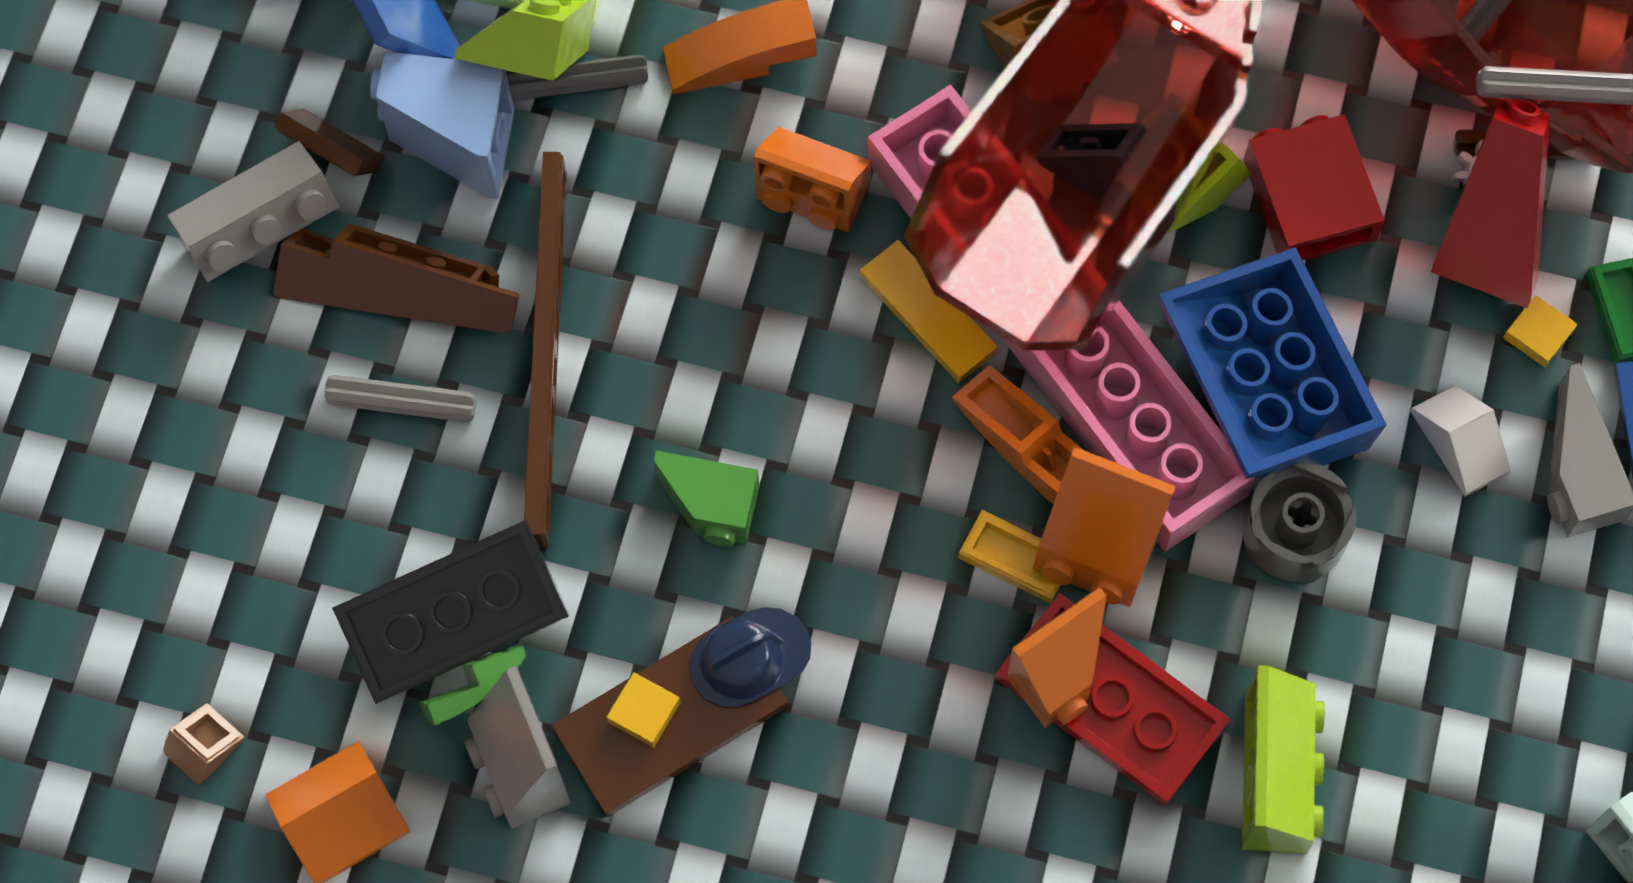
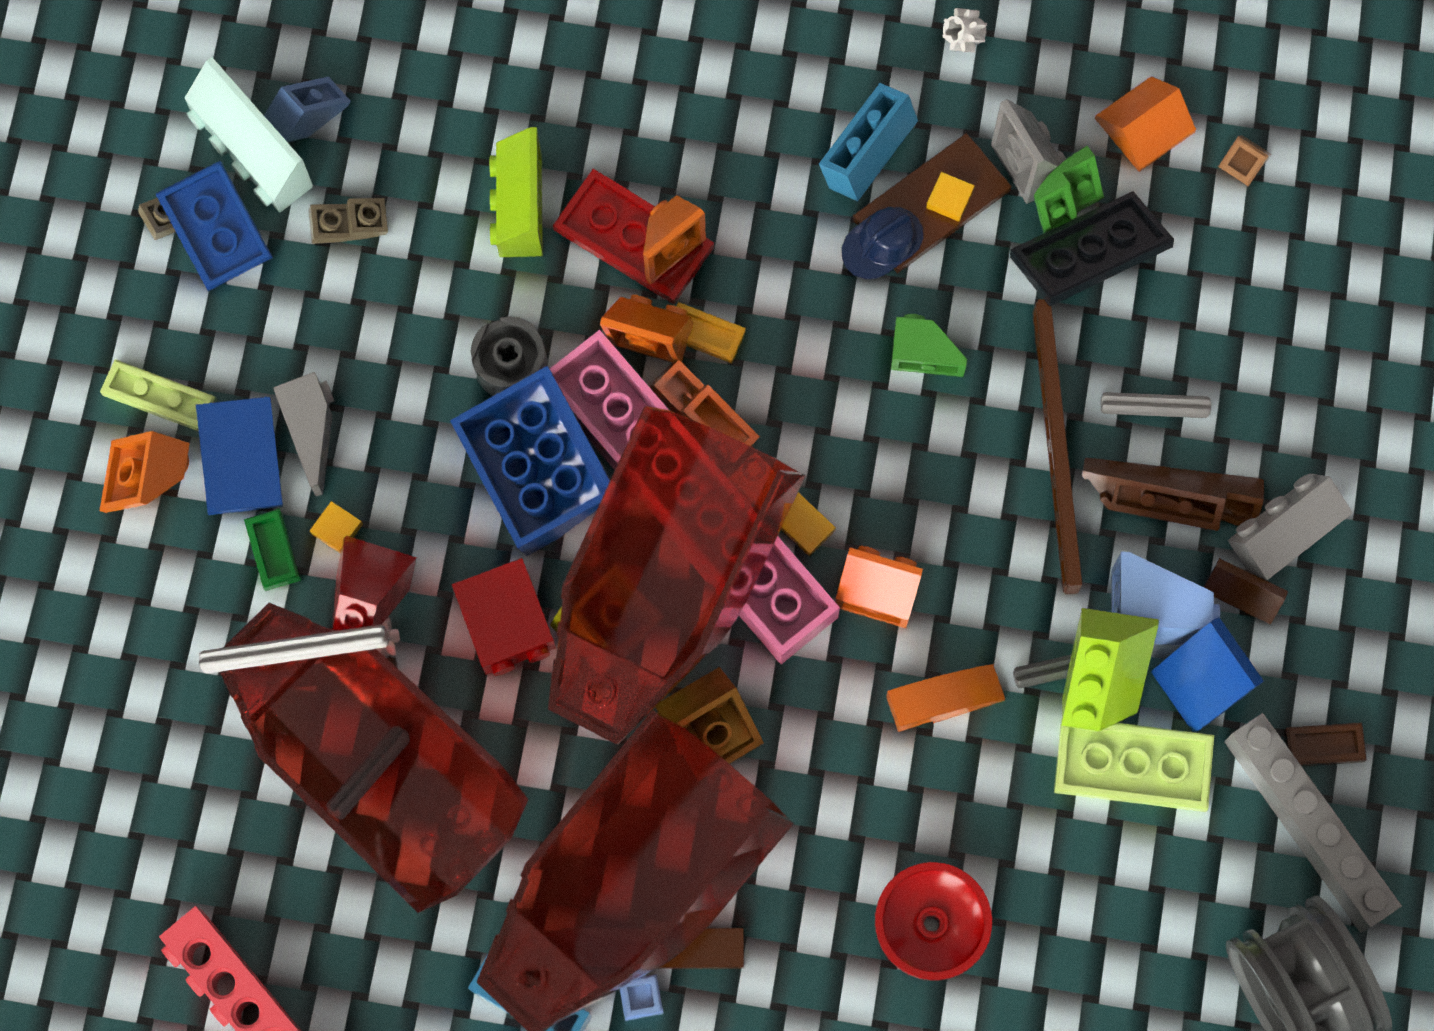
camera: 175 degrees right, 5 degrees up
(754, 798) = (868, 142): none -> dark azure brick
(1091, 154) = (673, 590): black slope -> none
(1464, 438) = (395, 443): white slope -> none
(1533, 765) = (348, 222): none -> dark tan slope

